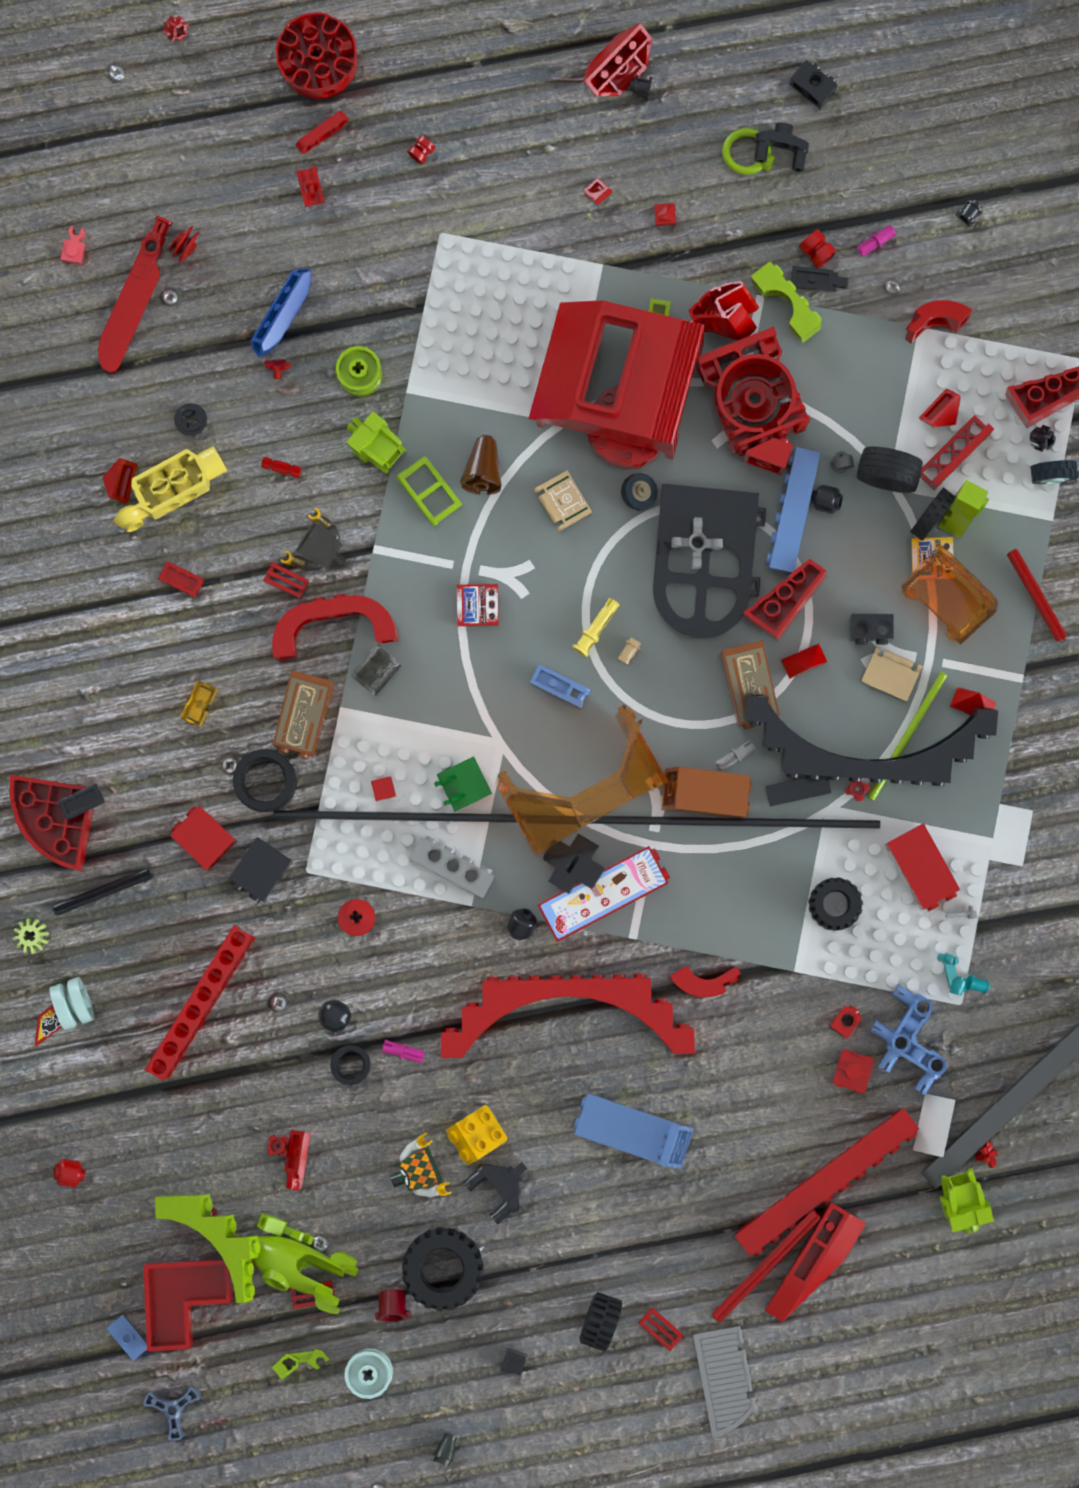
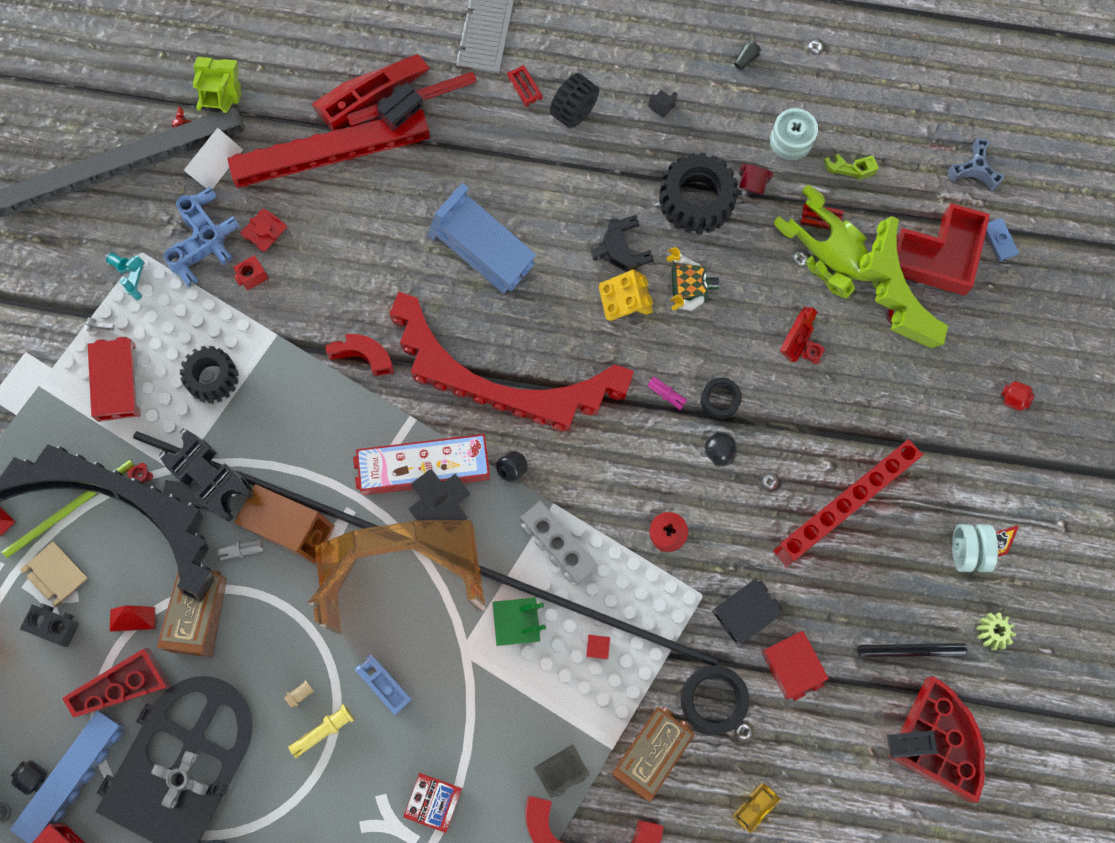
camera: 165 degrees left, 10 degrees down
(770, 1245) = (399, 106): none -> black brick
(779, 803) = (217, 484): none -> black piece

